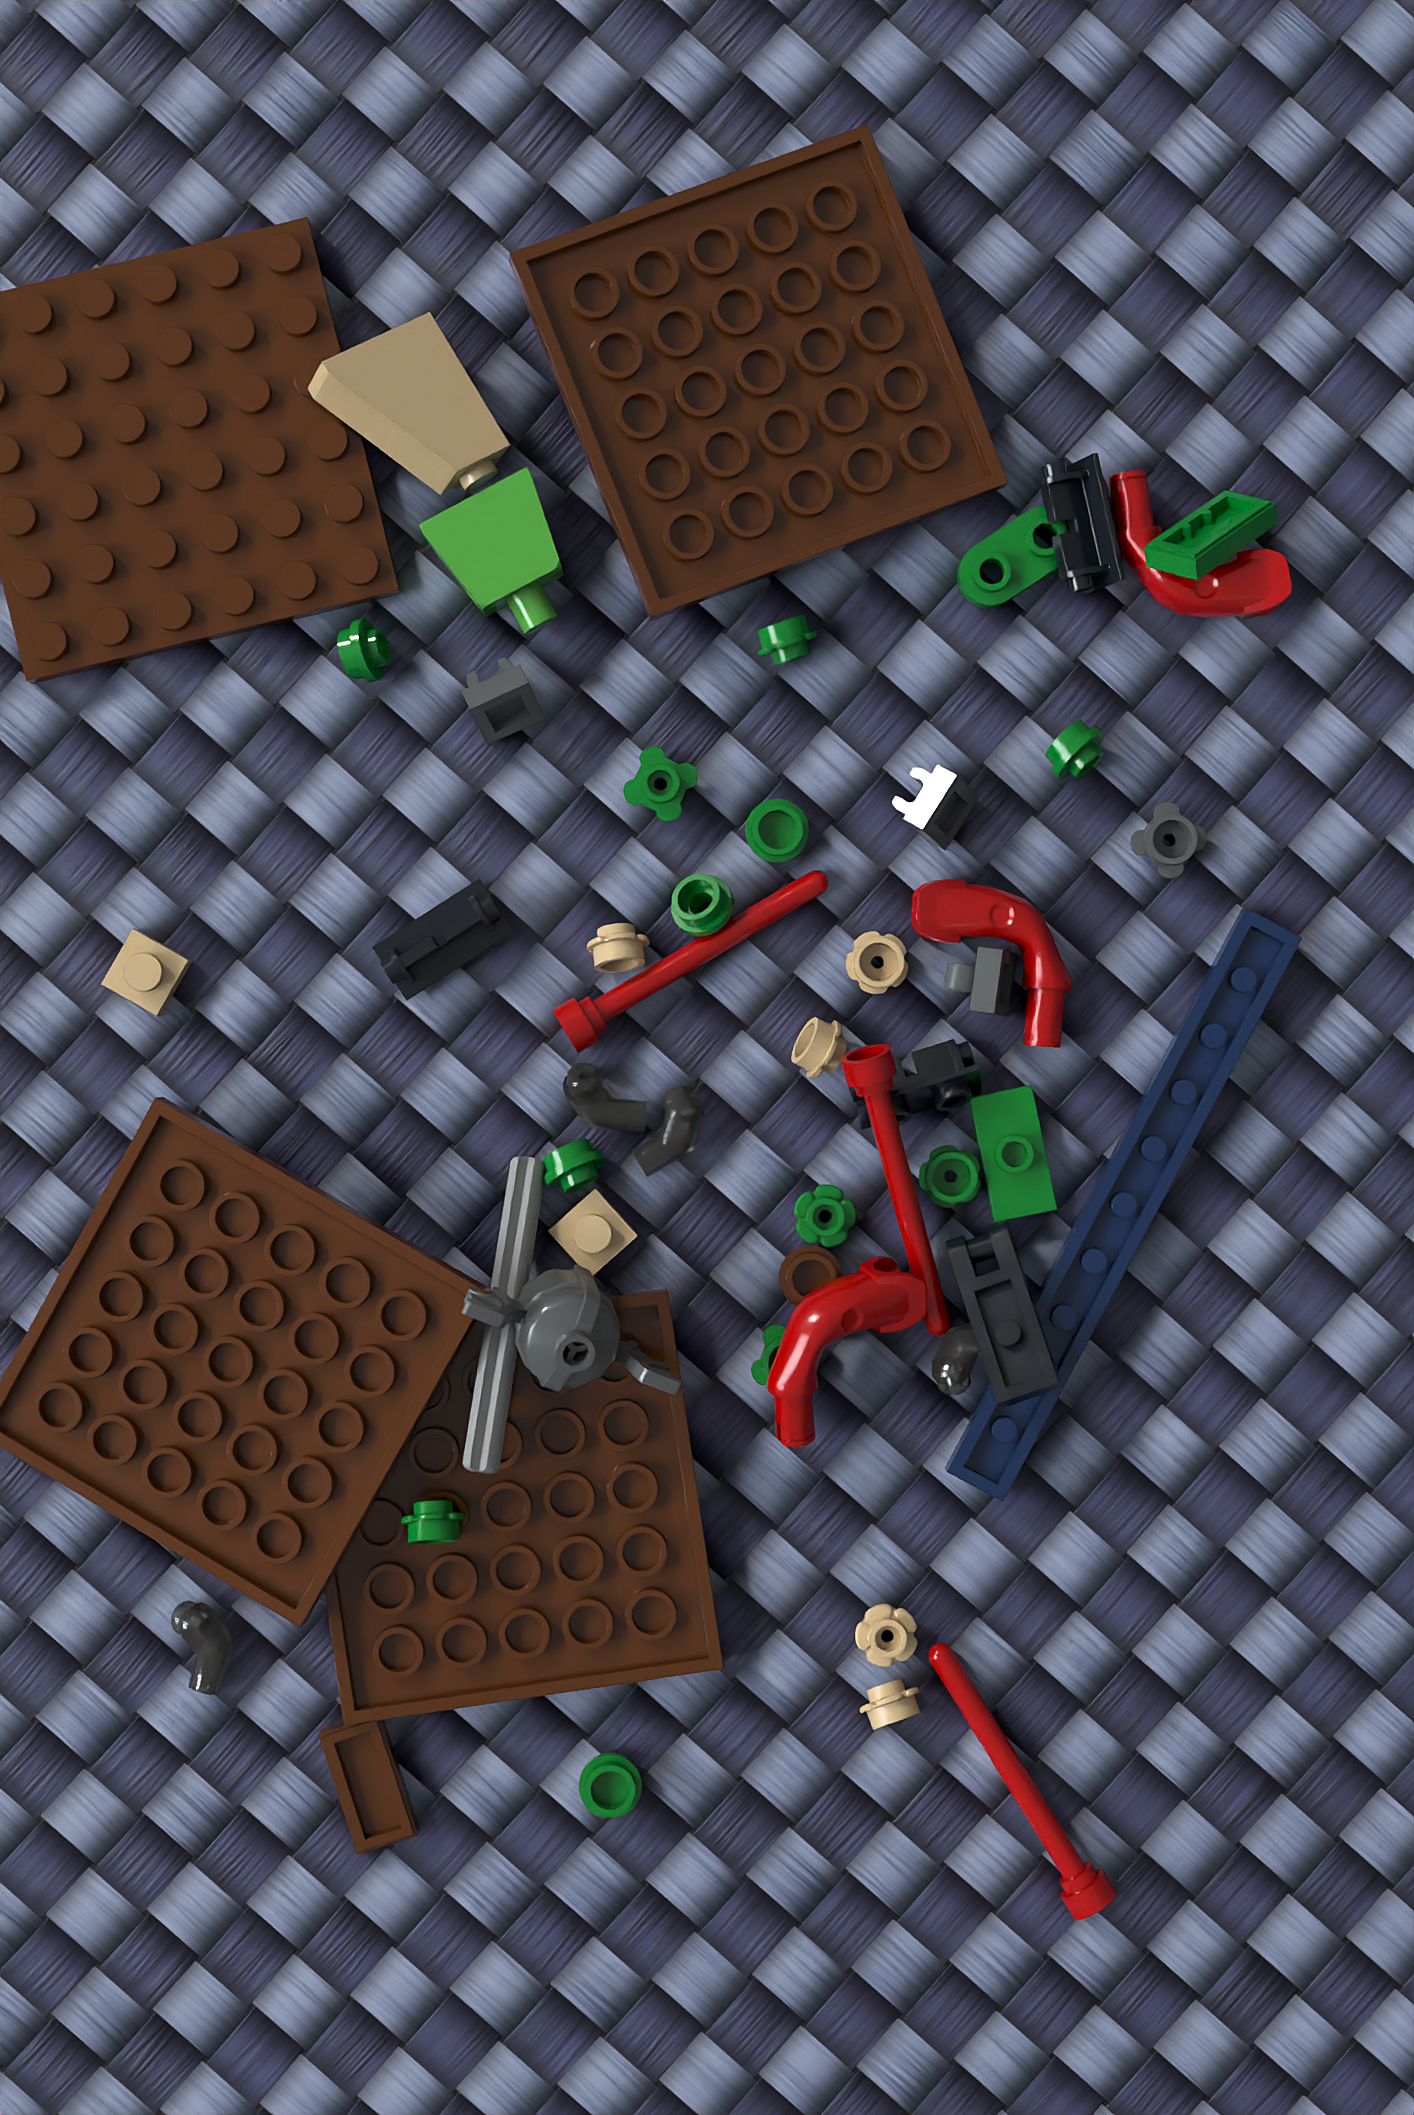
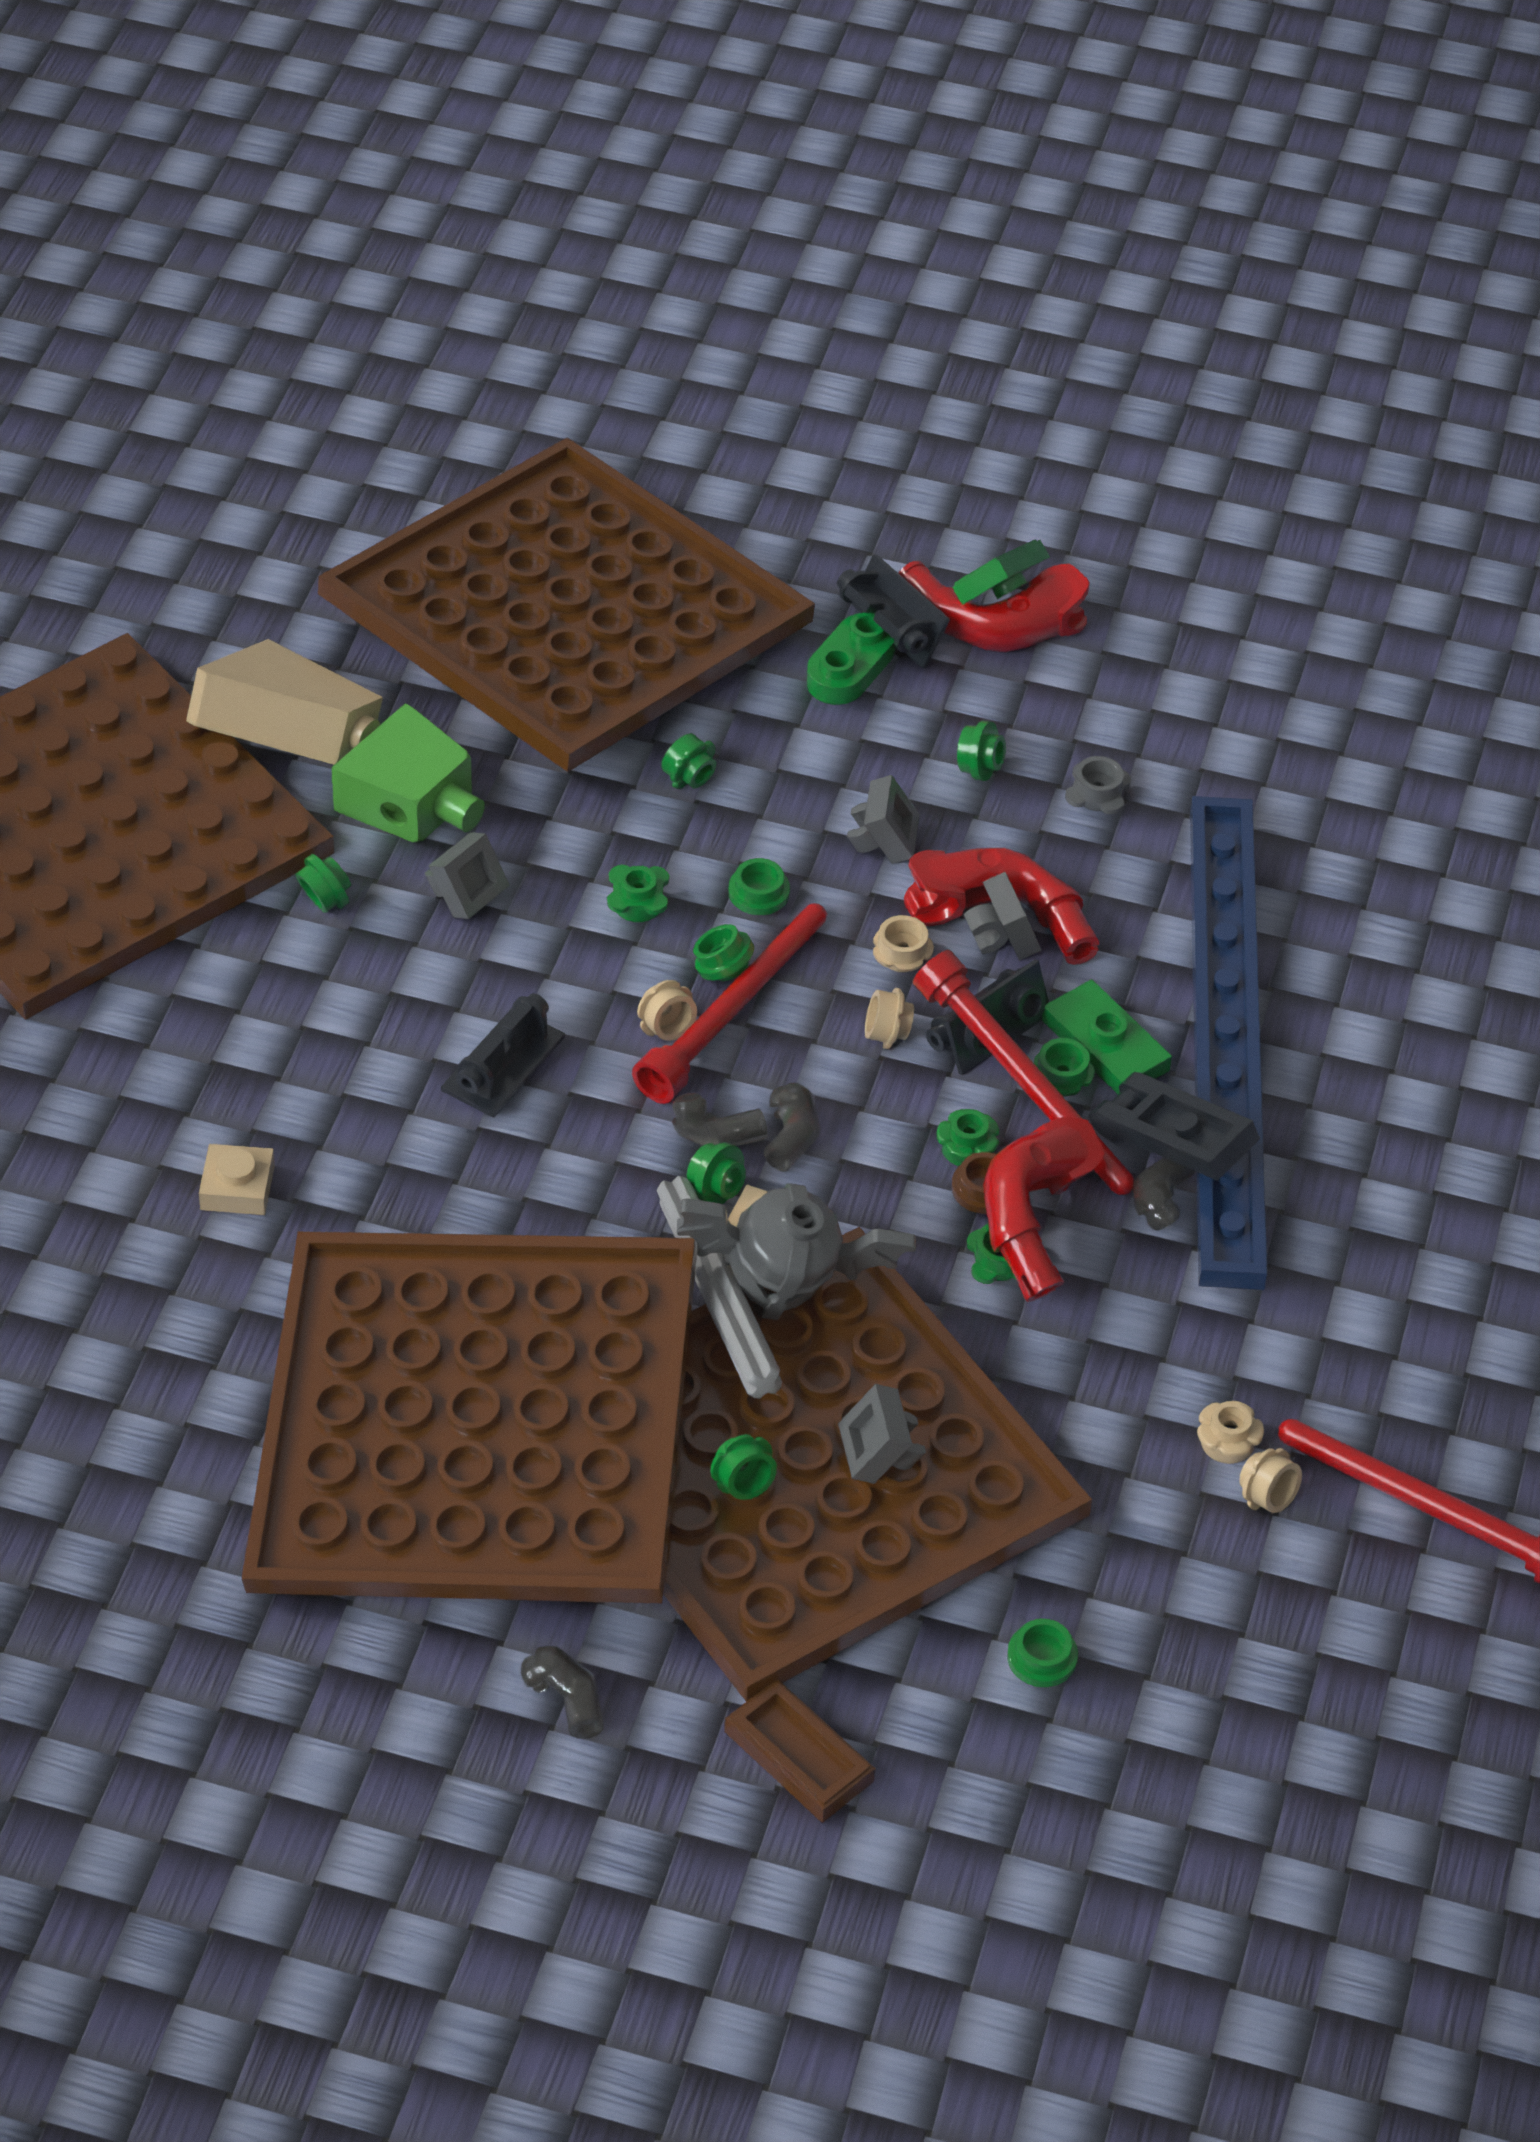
camera: 25 degrees left, 40 degrees down
(560, 1549) = (879, 1435): none -> dark grey tile

